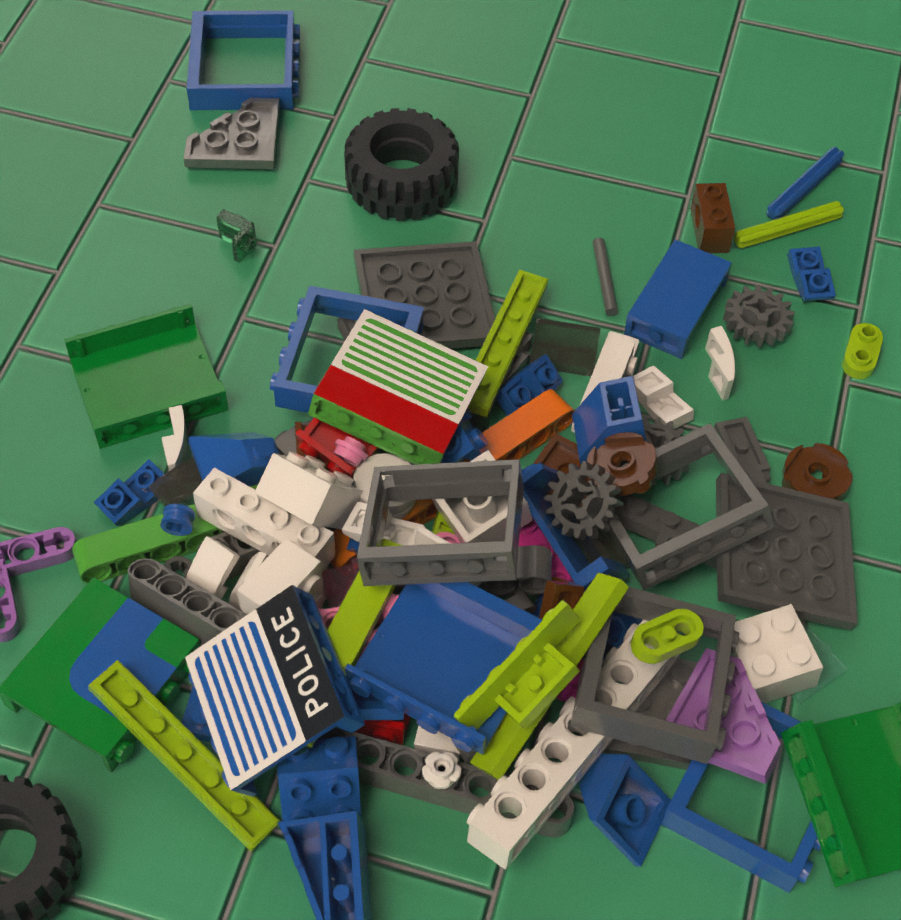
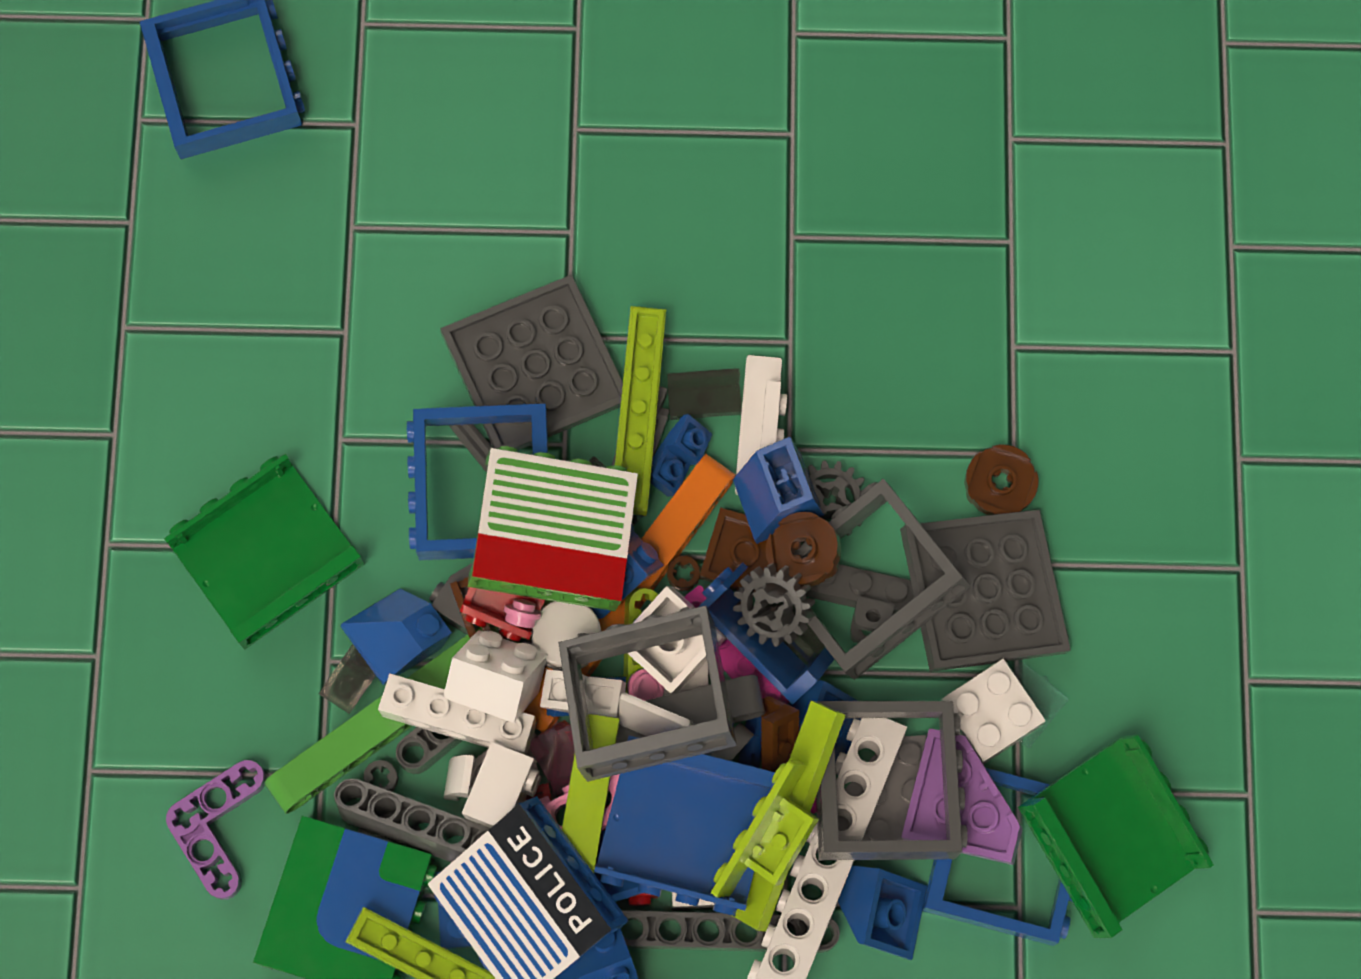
camera: 15 degrees left, 20 degrees up
(129, 498) = (300, 700): blue slope -> none
(176, 445) = (329, 635): white slope -> none
(177, 519) = (366, 731): blue bush -> none
(212, 566) = (418, 774): white slope -> none
(237, 231) = (299, 329): clear green bracket -> none
(238, 139) = (255, 193): flat silver plate -> none
(401, 137) = (454, 148): black tyre -> none
(441, 779) = (711, 939): white plate -> none
(605, 277) = (724, 278): dark grey bar -> none
(658, 399) = (819, 428): white slope -> none
(663, 637) = (891, 752): lime plate -> none
(676, 298) = (812, 291): blue panel -> none
(712, 217) = (827, 170): reddish brown brick -> none
(723, 363) = (879, 375): white slope -> none
(745, 447) = (921, 477): dark grey hinge -> none
(758, 315) = (902, 278): dark grey gear -> none
(788, 224) = (913, 149): lime axle -> none
(805, 183) = (921, 83): blue axle -> none
(810, 275) = (949, 215): blue slope -> none
(862, 351) = (1022, 303): lime plate -> none

